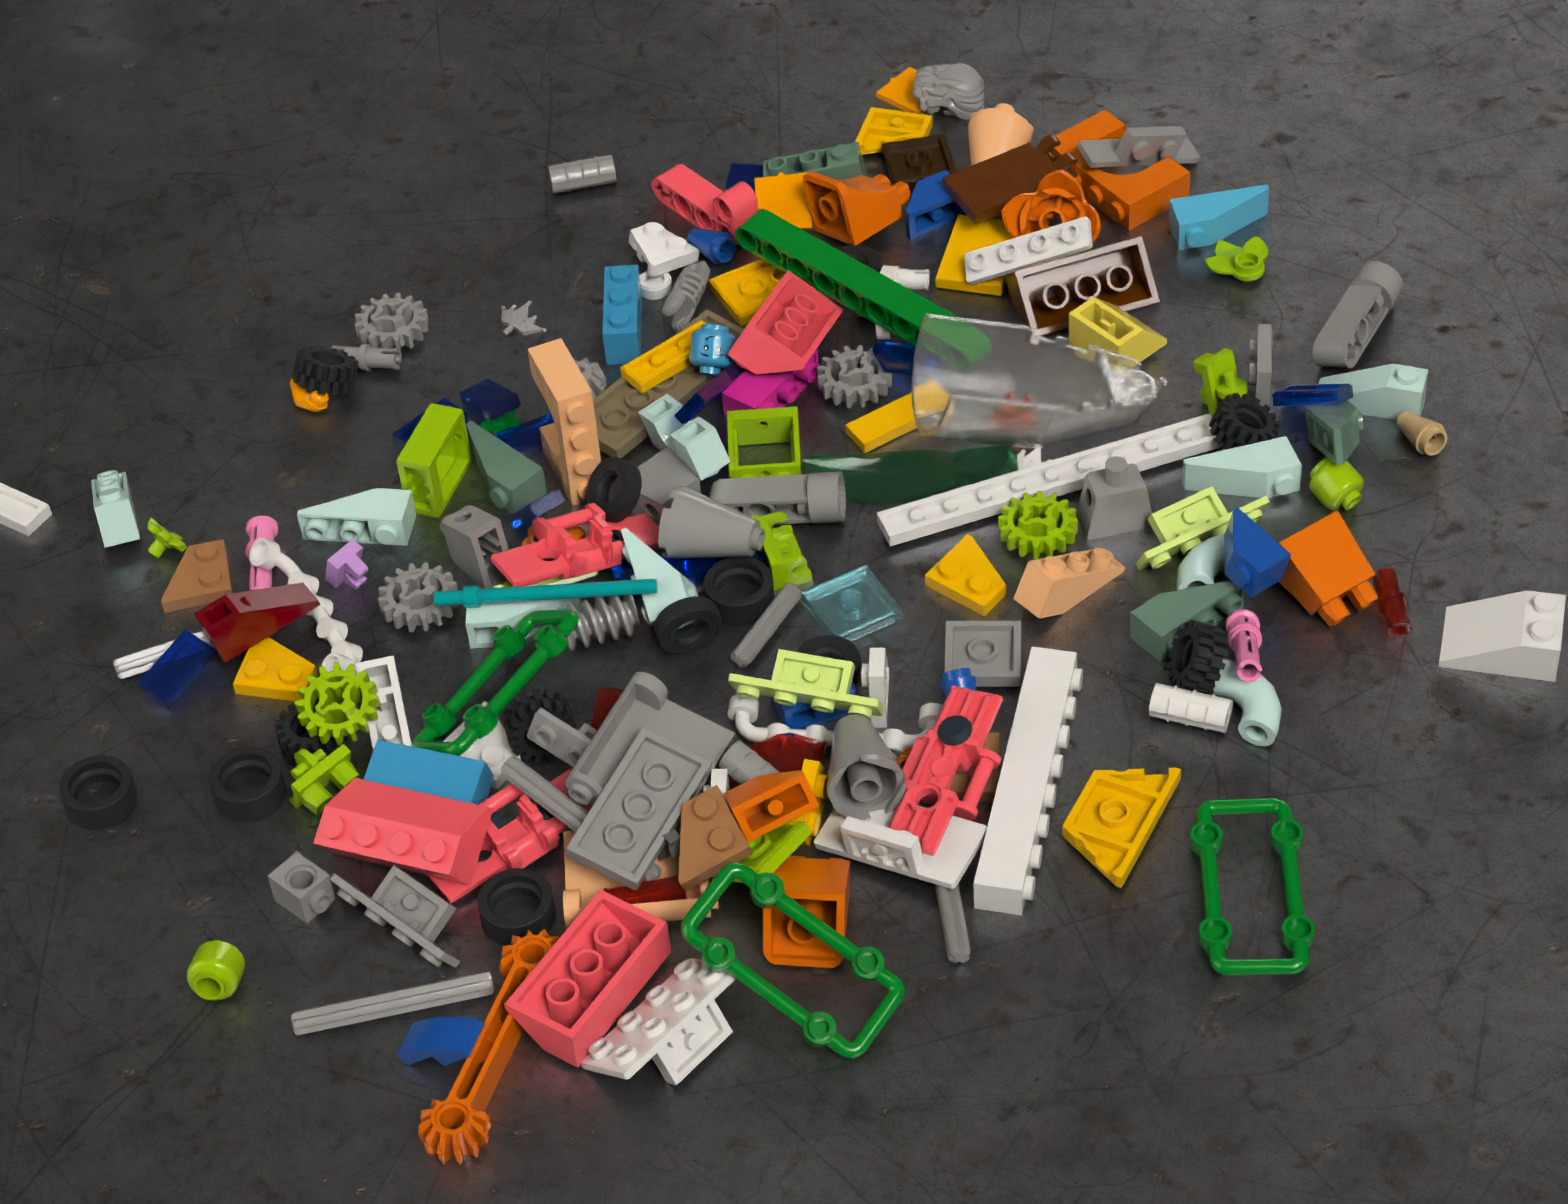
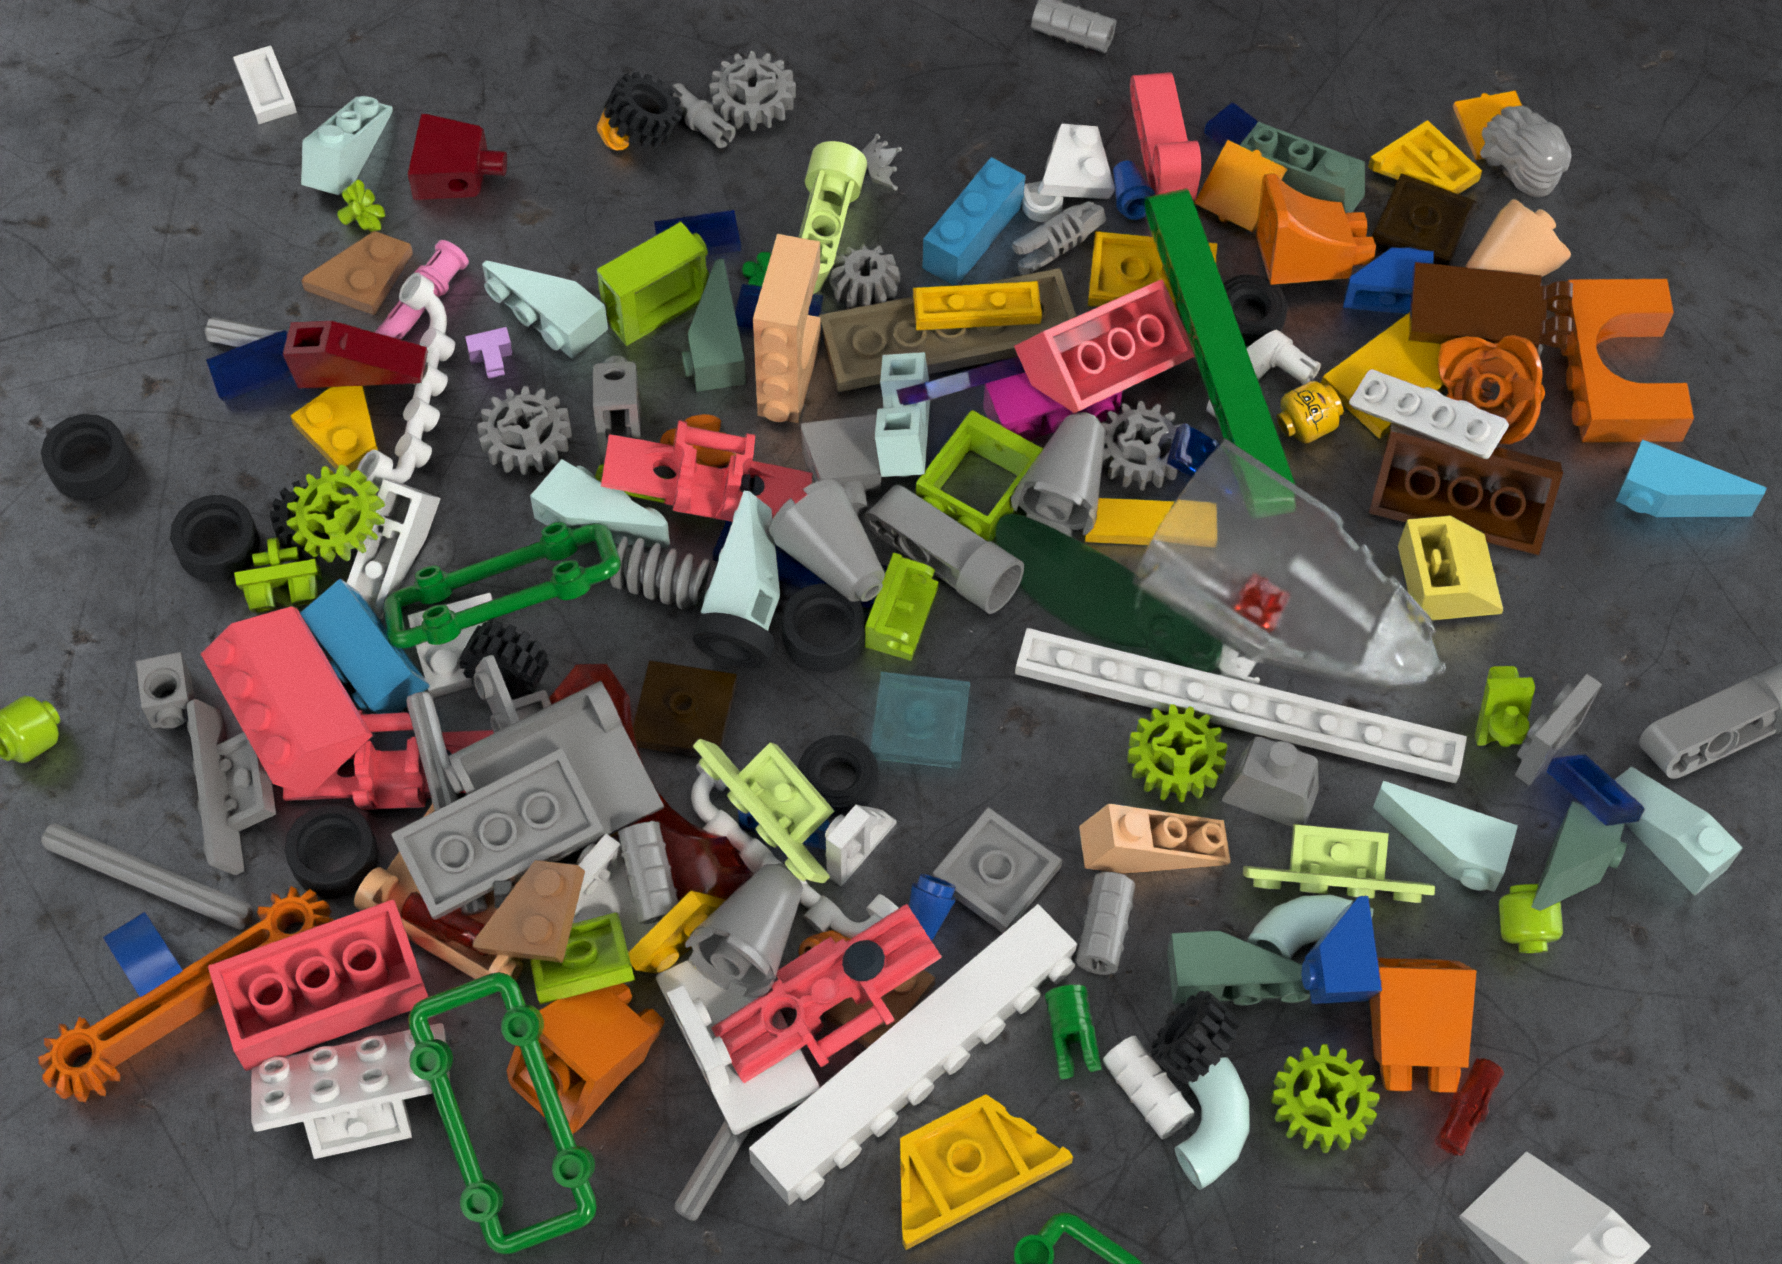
camera: 30 degrees right, 15 degrees up
(206, 473) = (451, 159): none -> dark red torso
(474, 596) = (556, 474): teal bar -> none
(490, 399) = (763, 235): clear blue tile -> none
(506, 348) = (833, 182): none -> yellowish green beam
(536, 508) = (703, 404): clear blue tile -> none
(628, 490) = (791, 413): black tyre -> none
(695, 684) = (683, 706): none -> dark brown plate
(710, 348) = (1010, 324): dark azure head -> none
(766, 625) = (819, 686): light grey axle -> none
(770, 802) = (614, 916): orange slope -> none
(827, 415) = (1065, 477): none -> light grey cone
(950, 293) = (1310, 411): none -> yellow head
(967, 577) = (1060, 764): yellow wing -> none
(1081, 637) = (1105, 923): none -> light grey axle
(1112, 705) = (1072, 1025): none -> green hinge
(1140, 147) = (1661, 355): light grey bracket -> none
(1242, 263) = (1667, 553): lime plate -> none
(1243, 422) = (1507, 772): black tyre -> none
(1245, 641) = (1229, 1090): bright pink pin -> none
(1303, 648) = (1334, 1079): none -> lime gear
(1424, 434) = (1681, 917): tan cone -> none

